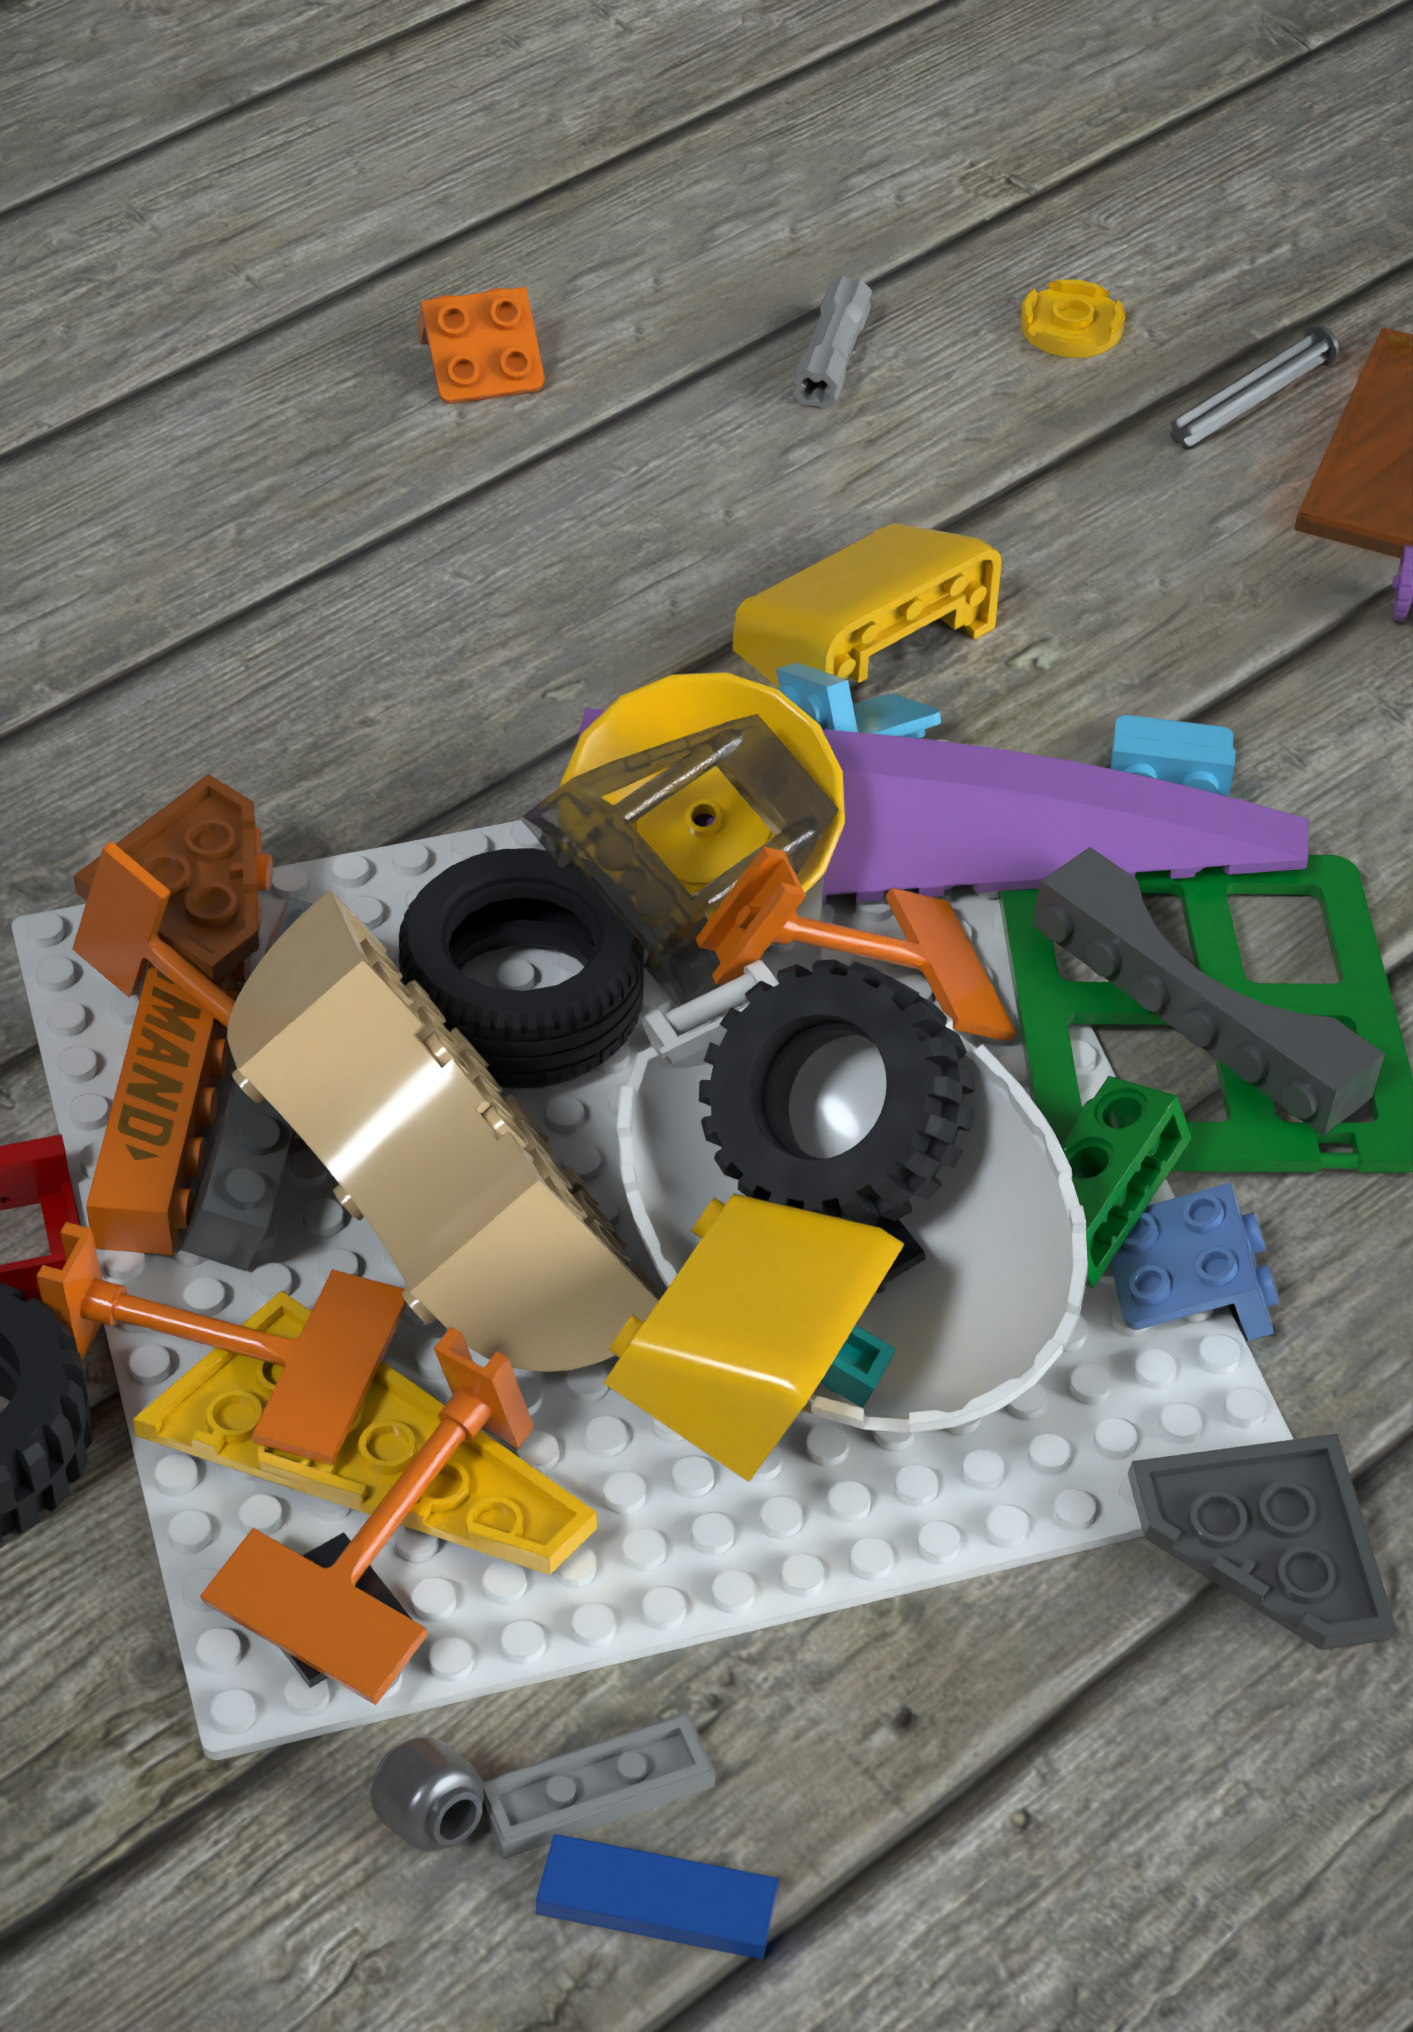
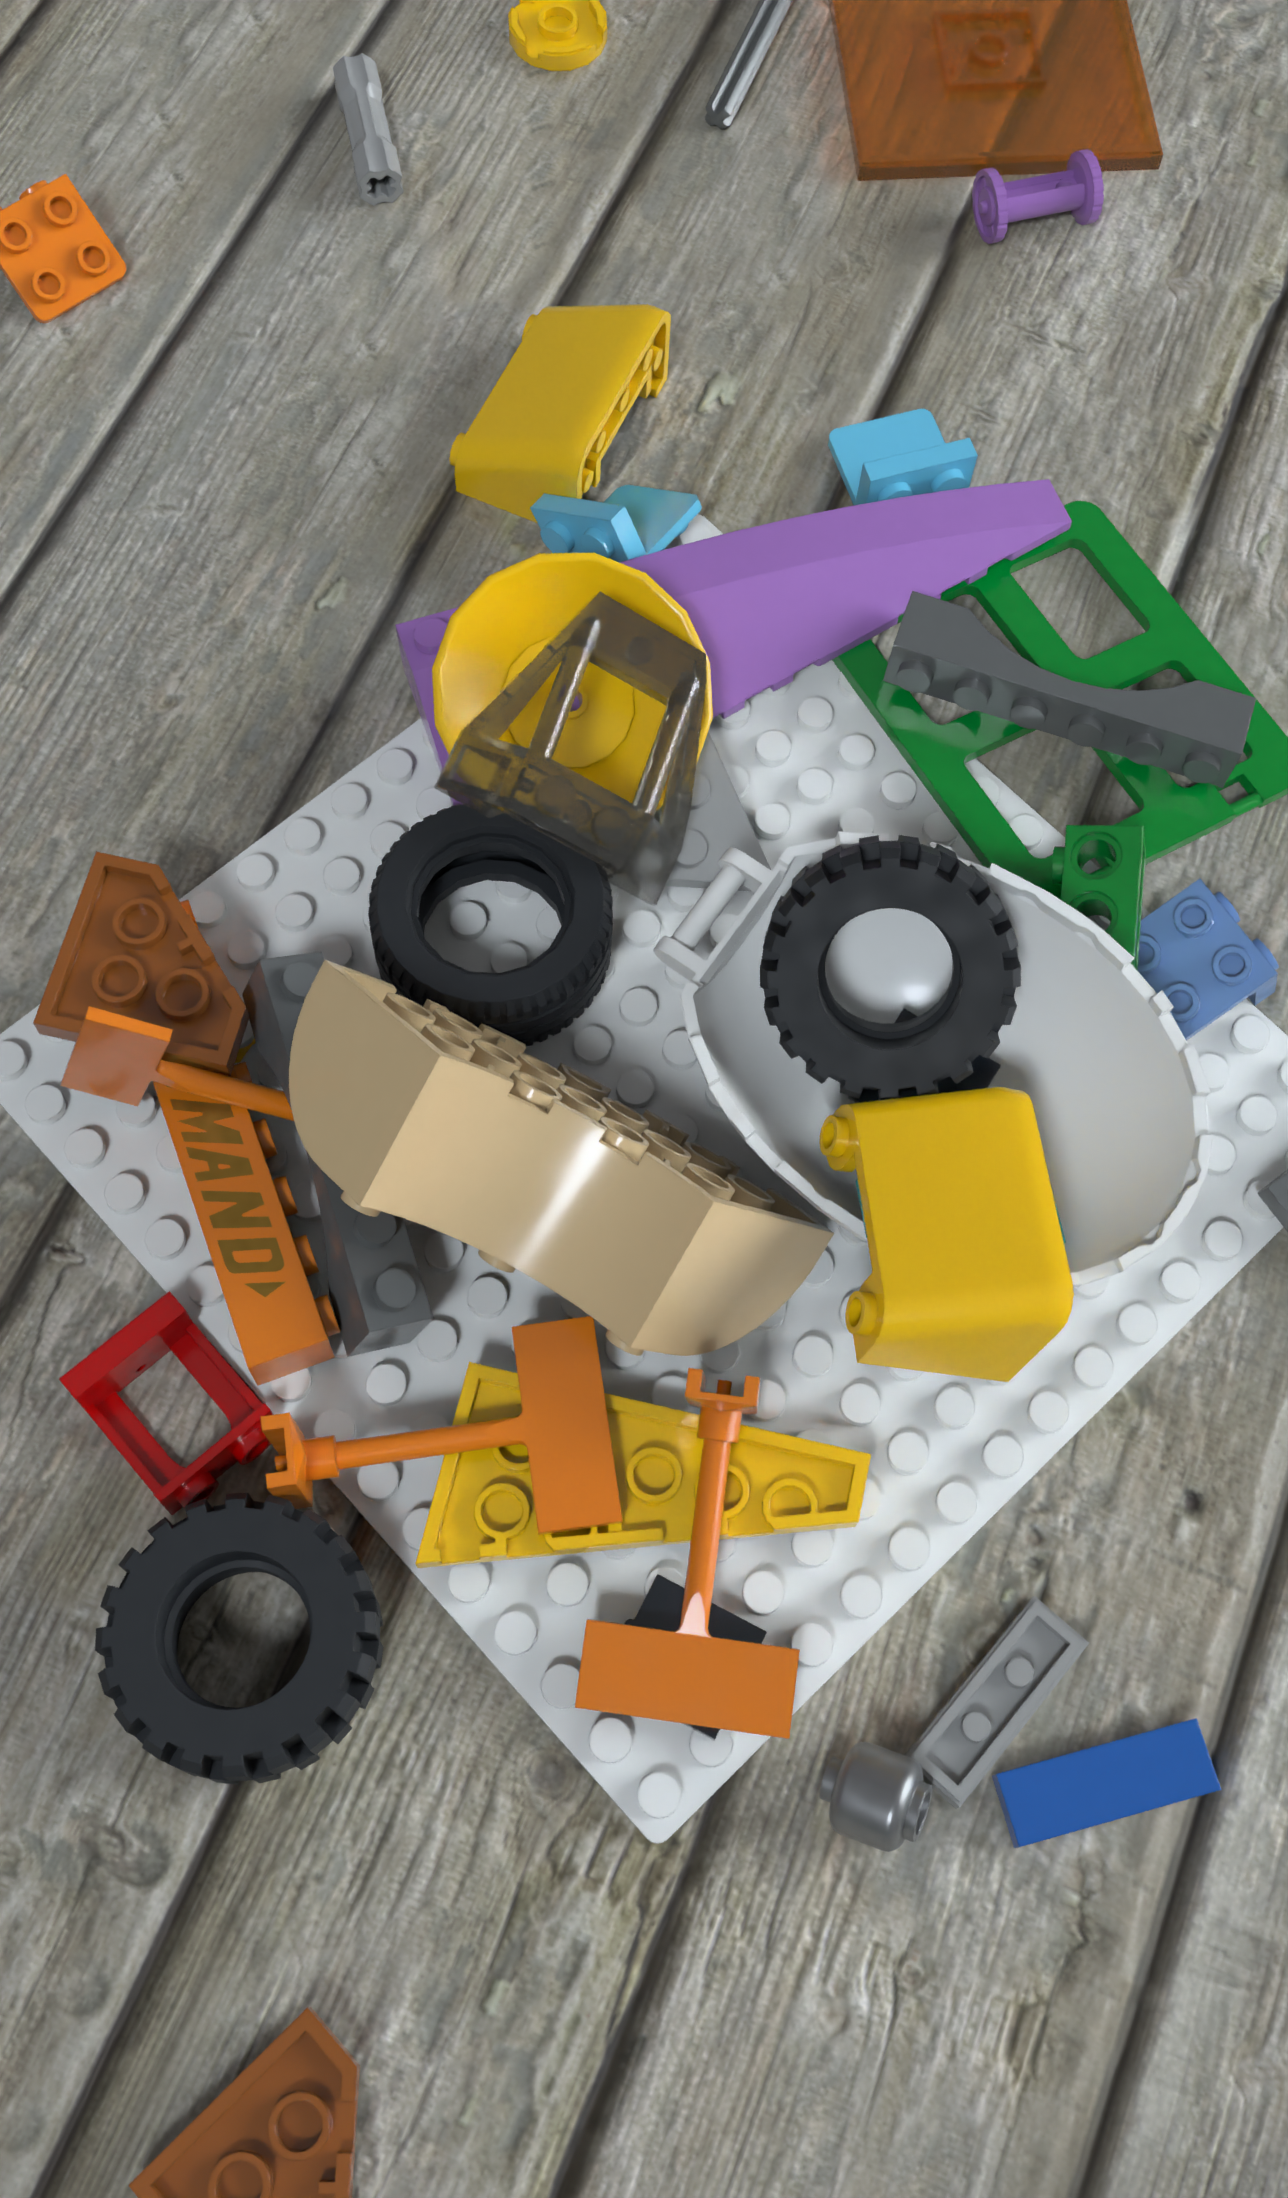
camera: 30 degrees left, 20 degrees up
(764, 912) = (726, 786): orange piece -> none

